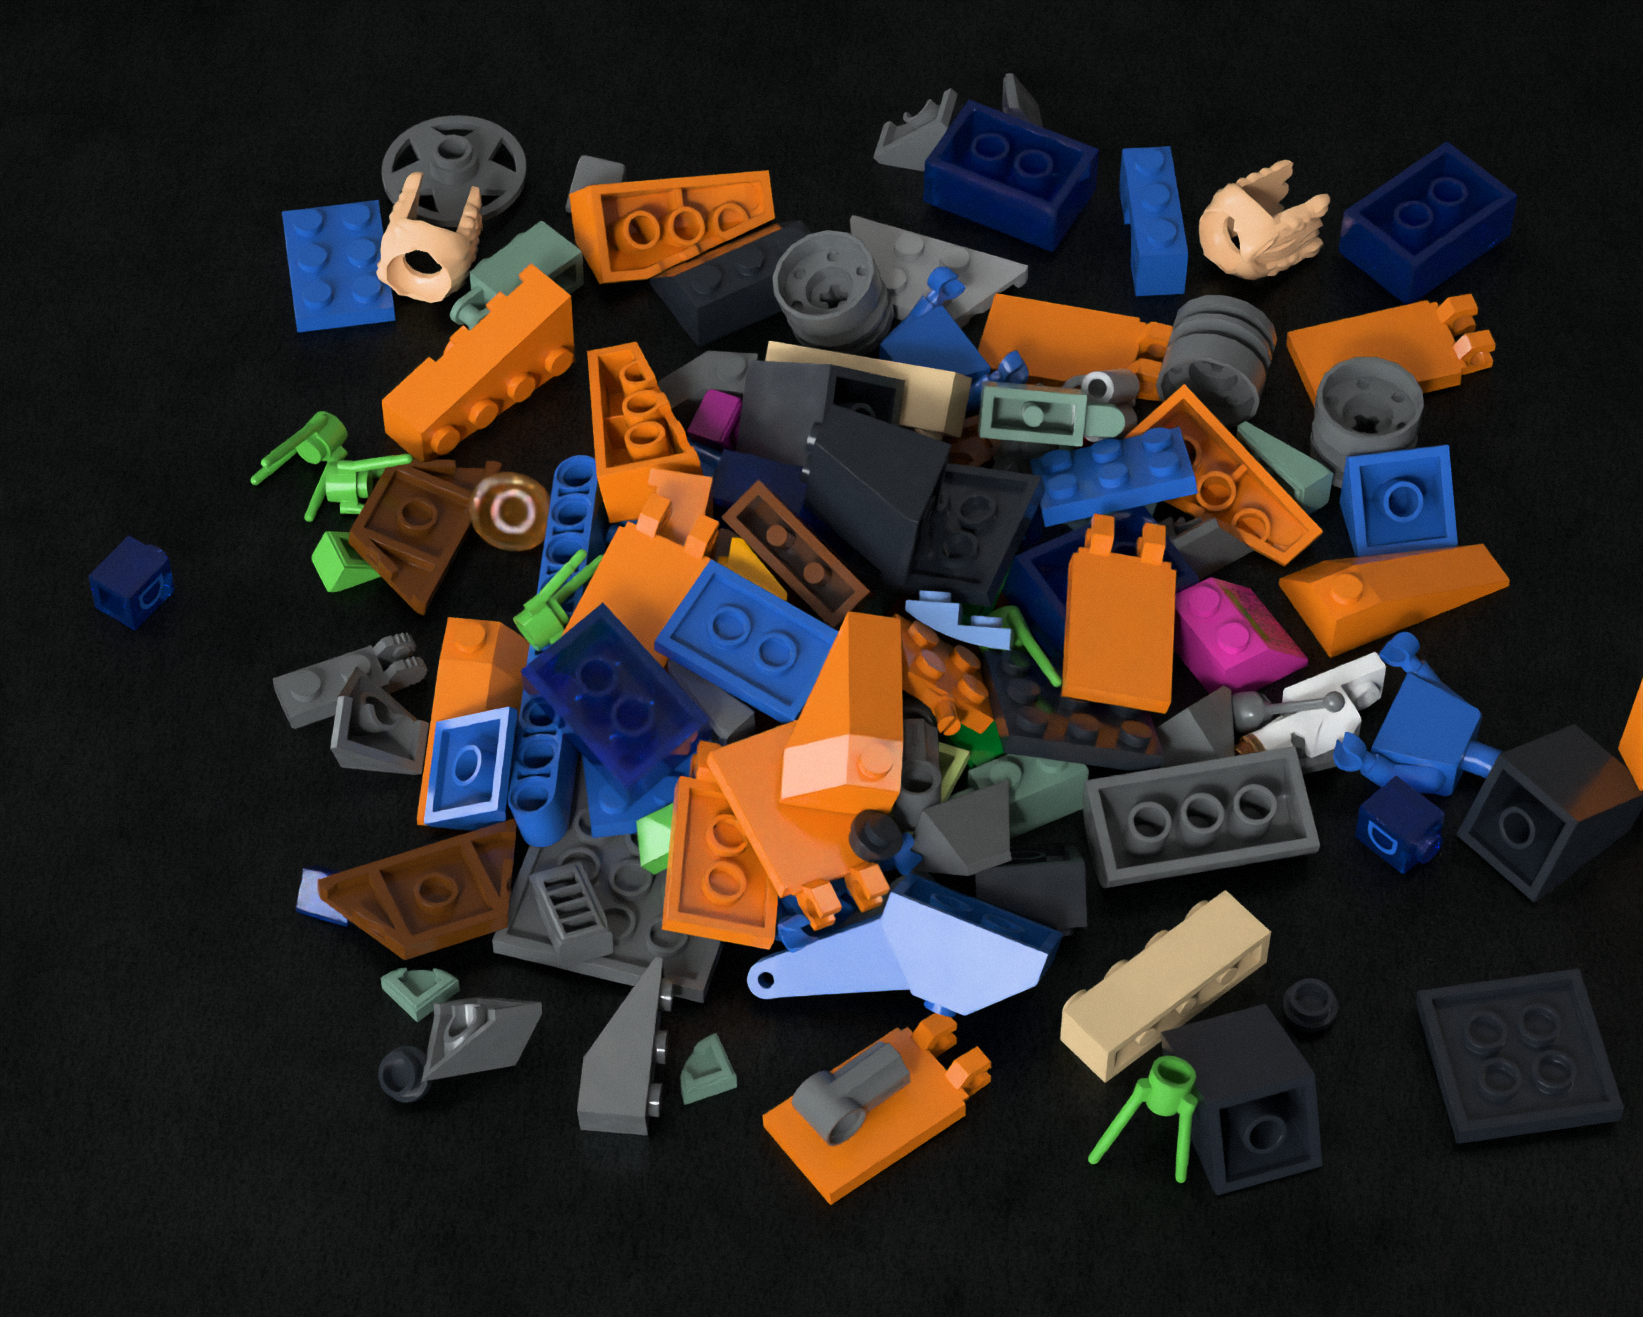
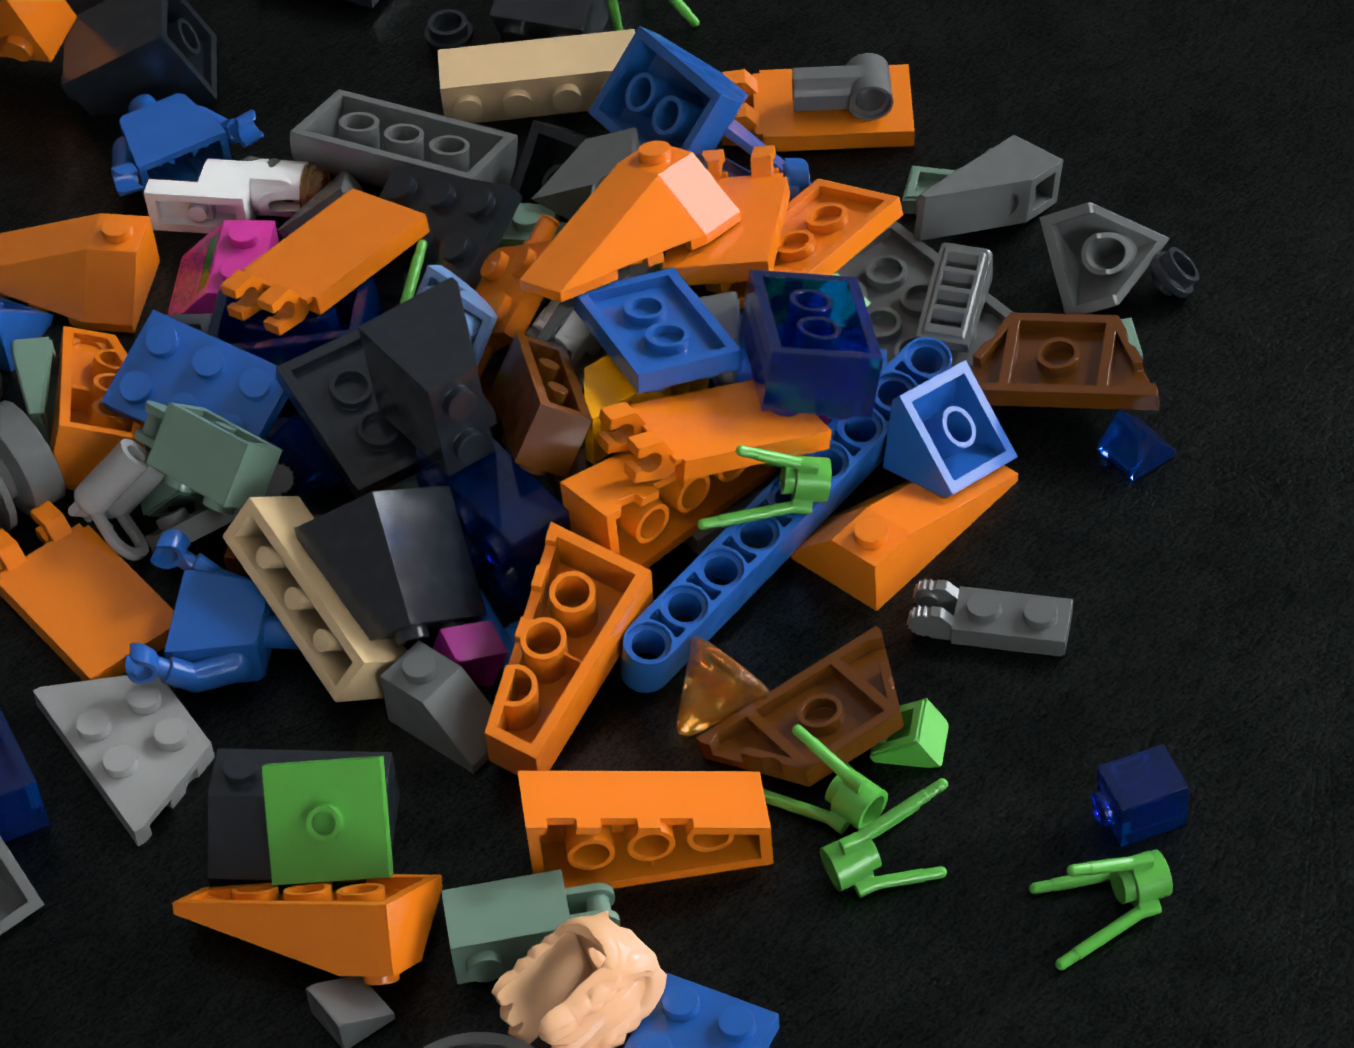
camera: 140 degrees left, 5 degrees down
(99, 521) = (1134, 879): none -> bright green plant
(376, 730) = (1012, 537): dark grey slope -> none
(701, 249) = (327, 820): none -> bright green plate
(833, 294) = (254, 693): dark grey wheel -> none
(1255, 710) = (268, 211): dark grey hinge -> none
(1400, 825) = (260, 89): clear blue brick -> none

